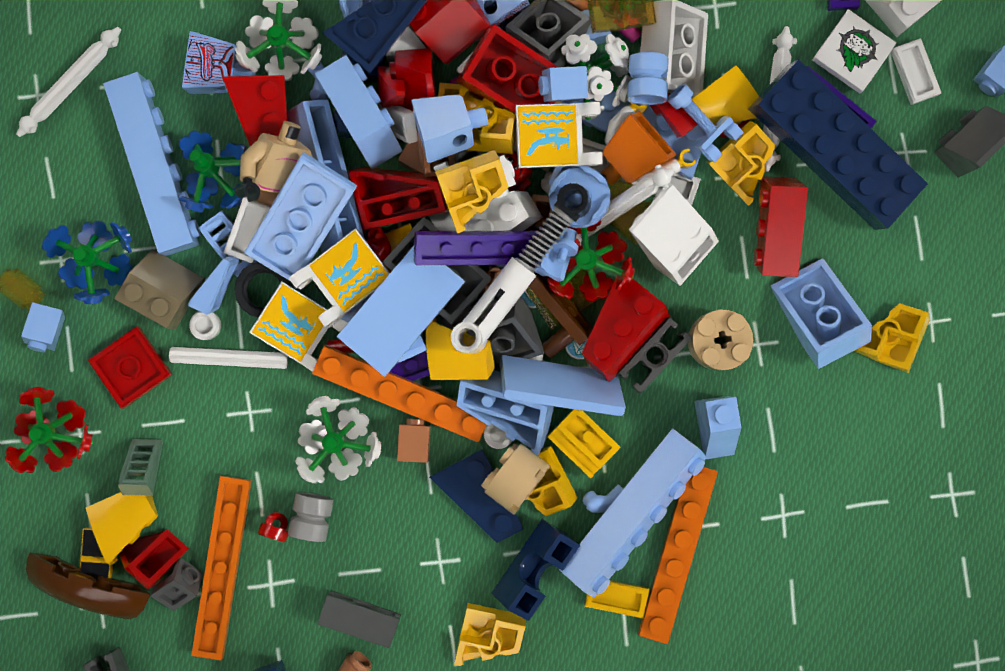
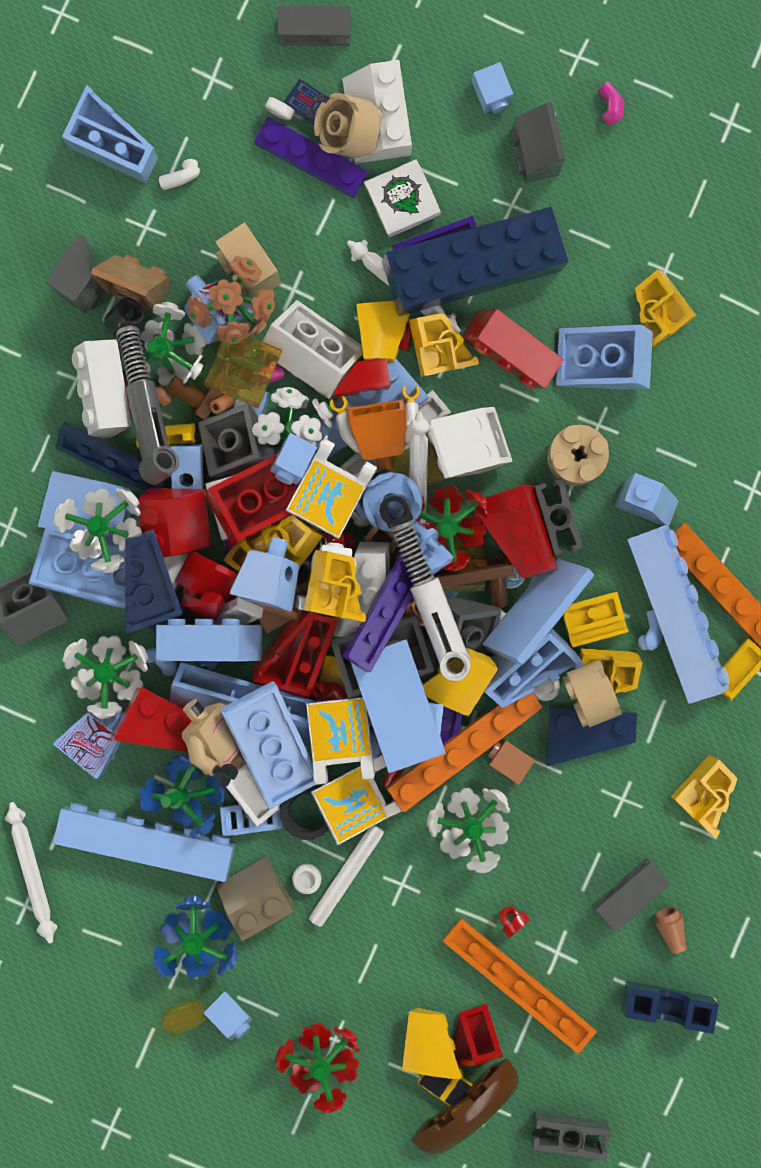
camera: 55 degrees left, 0 degrees up
(130, 367) = (304, 963): red tile -> none
(143, 486) = (412, 1013): sand green slope -> none
(179, 586) = (515, 1030): dark grey bracket -> none
(213, 290) = (285, 859): light blue slope -> none
(310, 518) = (524, 887): light grey wheel -> none
(520, 584) = (682, 744): dark blue arch -> none
(647, 82) = (323, 384): light blue wheel -> none
(682, 99) = (359, 367): light blue bar -> none
(915, 71) = (449, 157): white tile -> none

